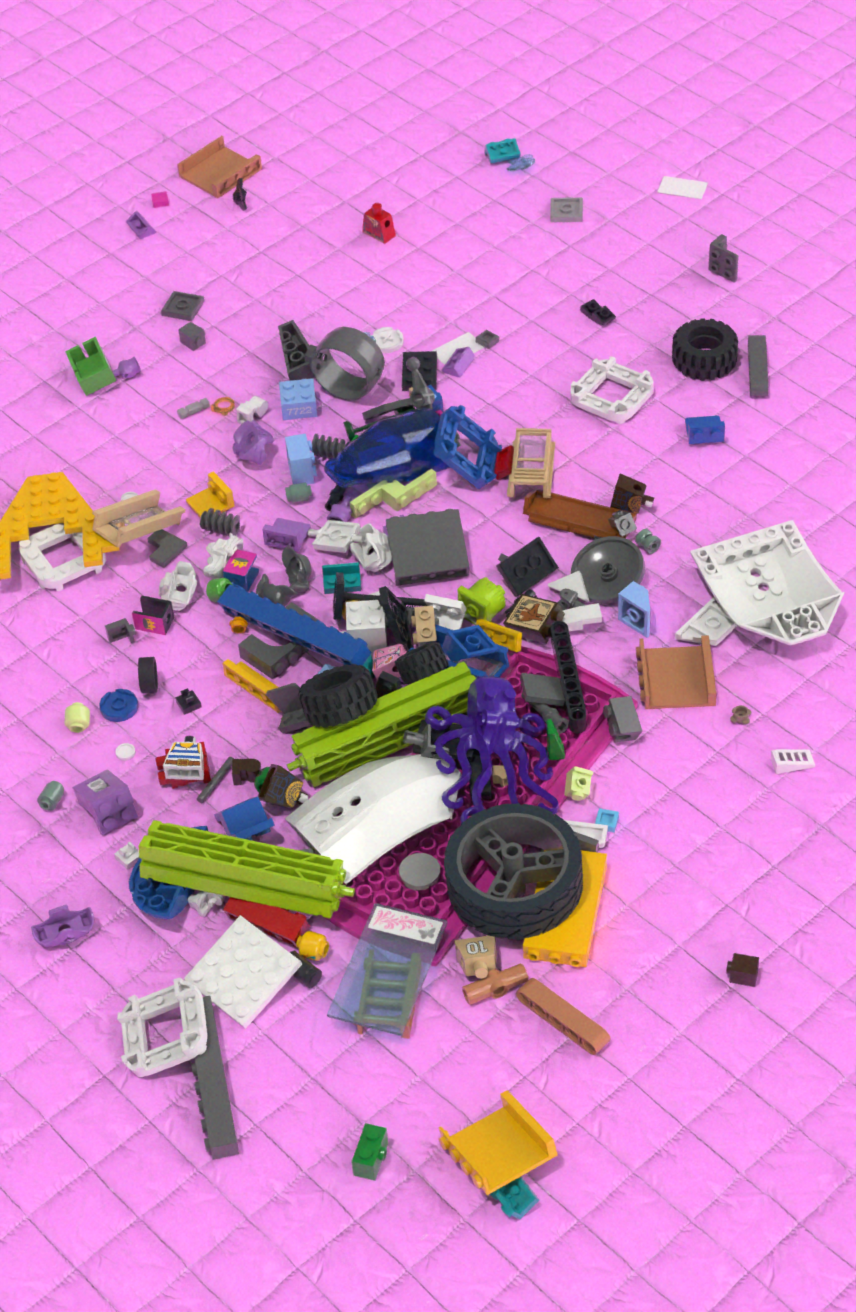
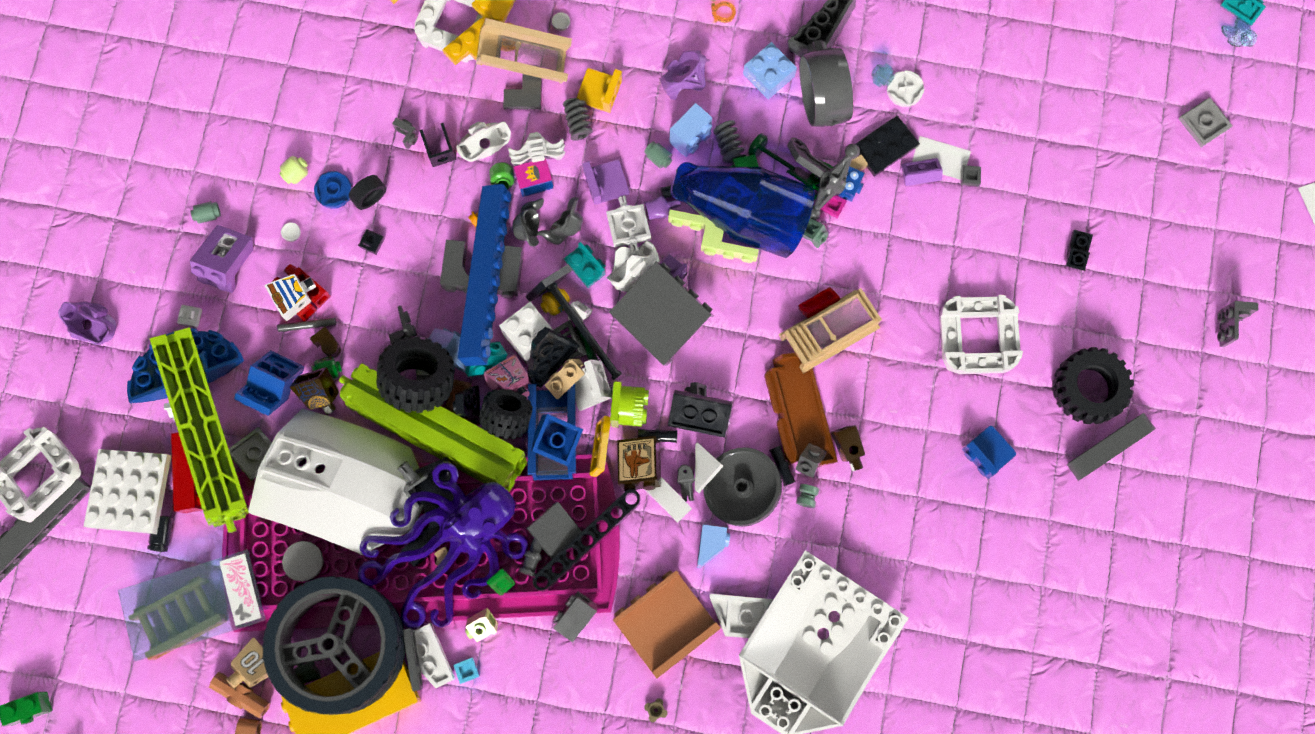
camera: 50 degrees right, 30 degrees up
(250, 681) = (425, 283): yellow panel -> none
(255, 406) = (734, 41): leg -> none
(312, 945) = (184, 526): yellow head -> none
(445, 447) = (799, 236): blue plate -> none

